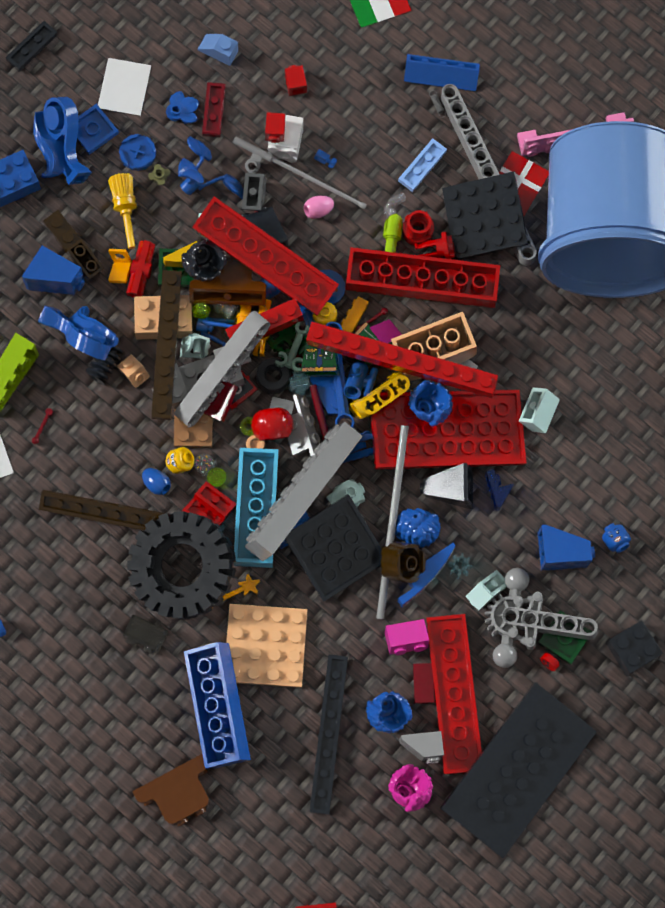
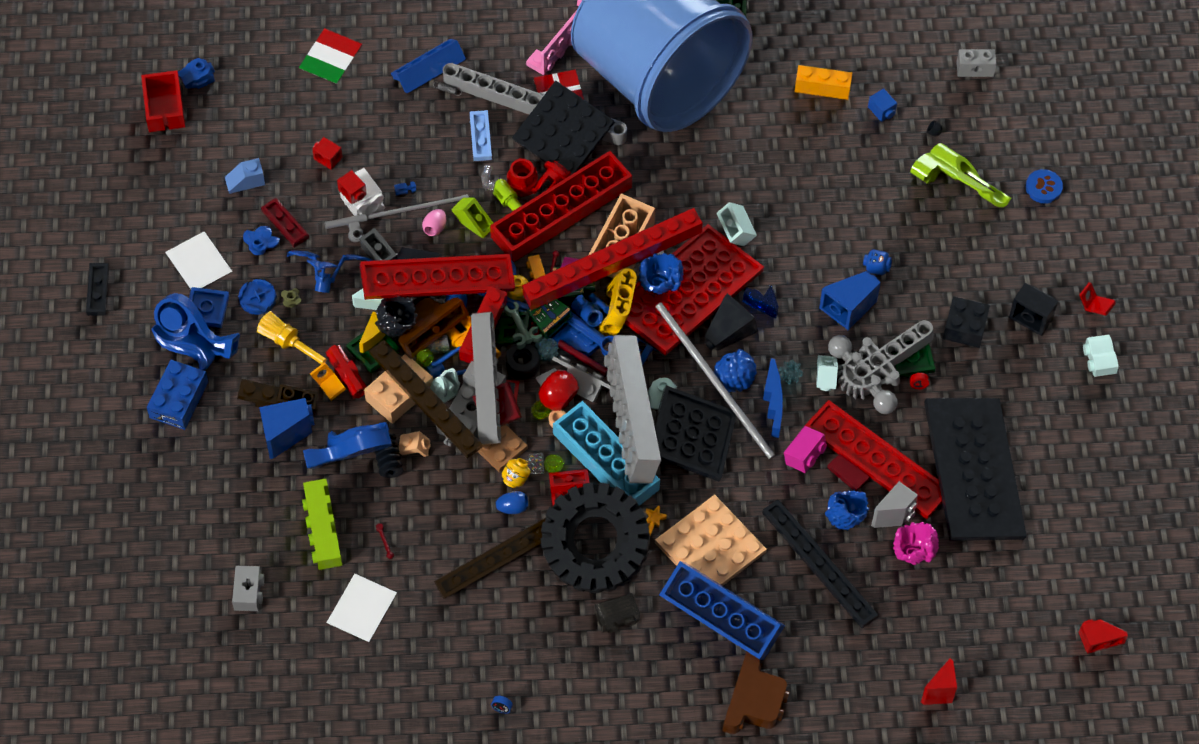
camera: 40 degrees left, 15 degrees down
(351, 227) = (472, 216): none -> lime slope
(402, 562) = (751, 399): dark brown brick -> none

